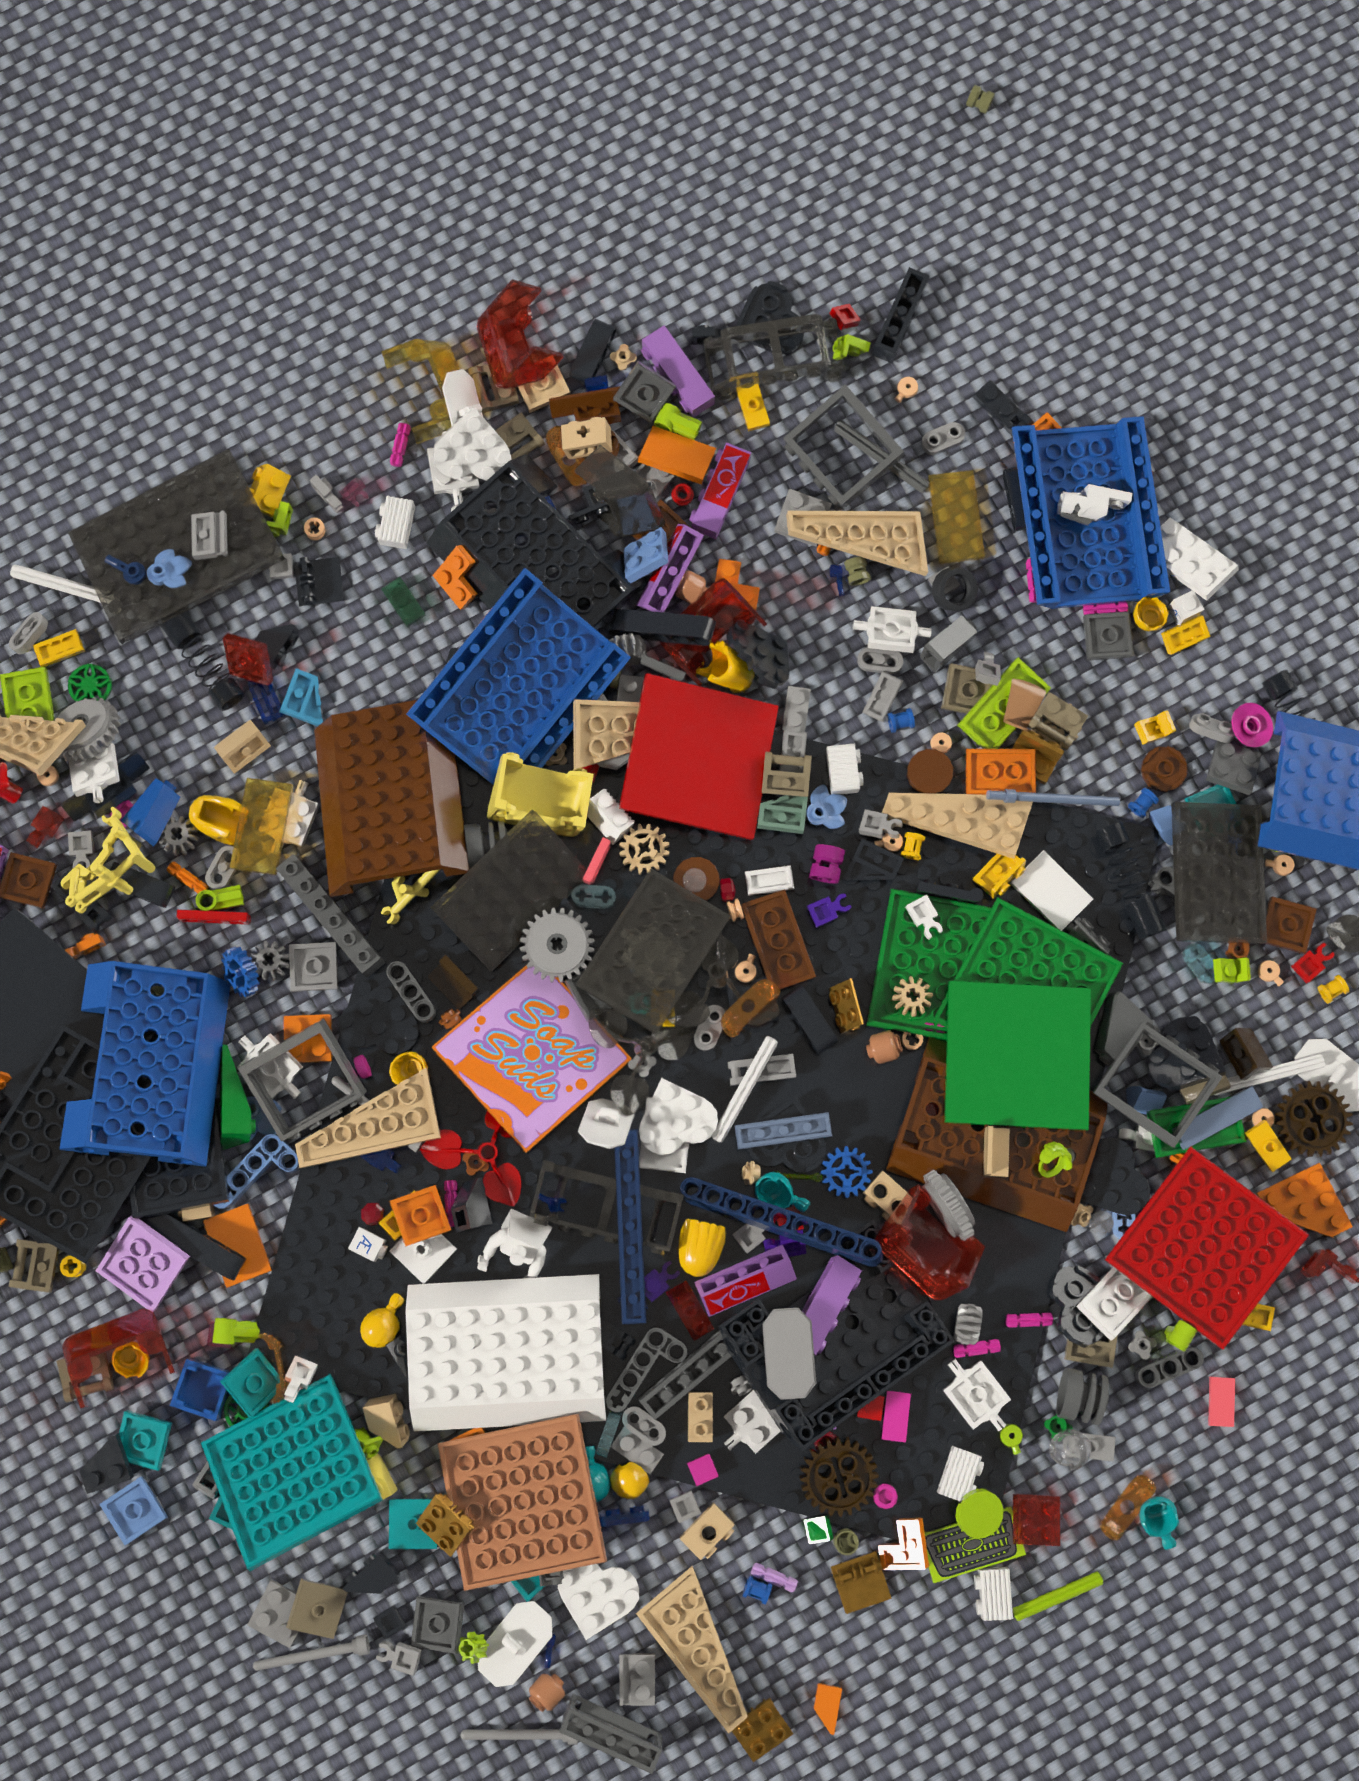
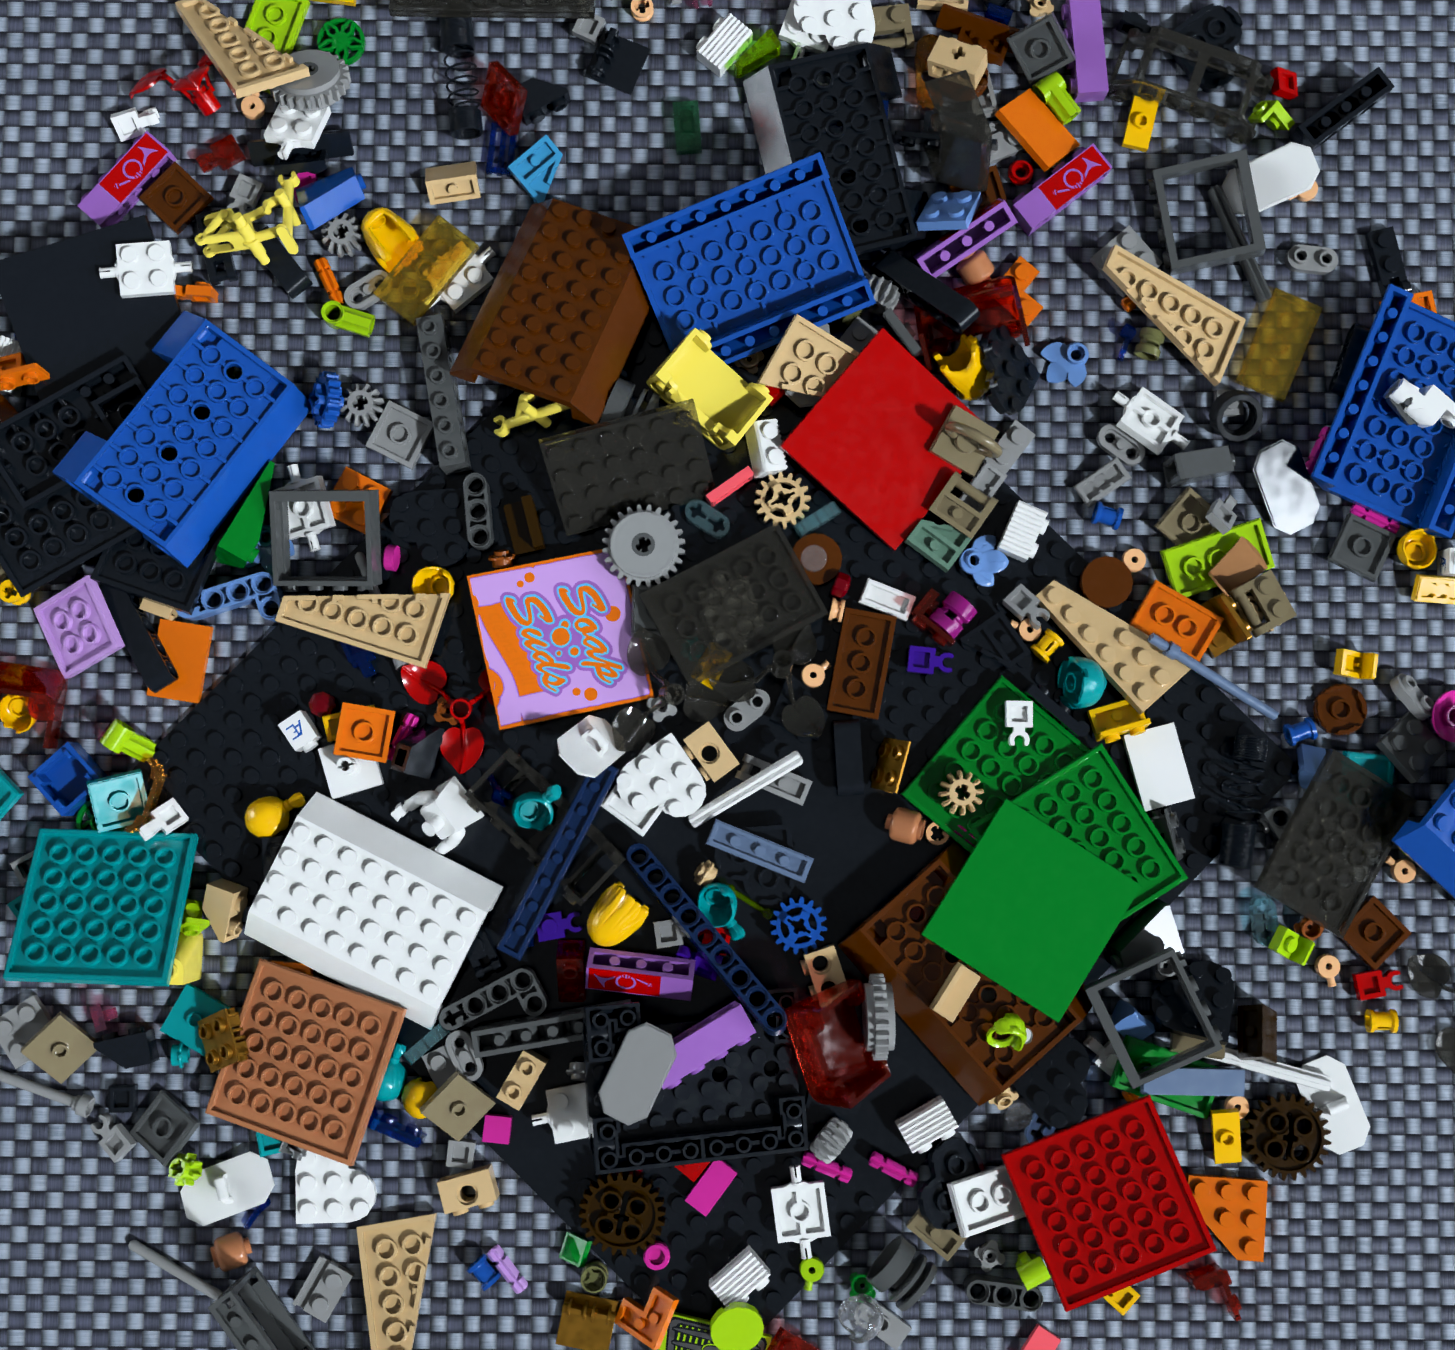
camera: 30 degrees right, 5 degrees up
(40, 949) = (145, 269): none -> white plate
(214, 917) = (332, 333): red tile -> none
(335, 1566) = (99, 1016): none -> clear pink tile
(416, 1559) = (179, 1055): none -> teal plate
(428, 512) = (759, 53): none -> clear neon green slope
(451, 577) = (747, 130): orange plate -> none
(589, 1199) = (535, 809): none -> teal hair
(661, 1468) = (457, 1106): none -> dark tan plate
(679, 848) = (817, 519): none -> clear light blue beam
(715, 1076) = (705, 737): none -> tan brick
(735, 1018) = (814, 706): clear orange piece -> none
(760, 724) = (965, 441): none -> dark tan tile
(801, 624) = (1062, 365): none -> medium blue plate
(802, 867) = (927, 605): none -> clear red bracket
(879, 392) = (1275, 177): none -> white shield
(955, 859) = (1081, 682): none -> teal cylinder
(1024, 622) = (1285, 486): none -> shield
(1035, 1269) = (927, 1124): none -> white brick

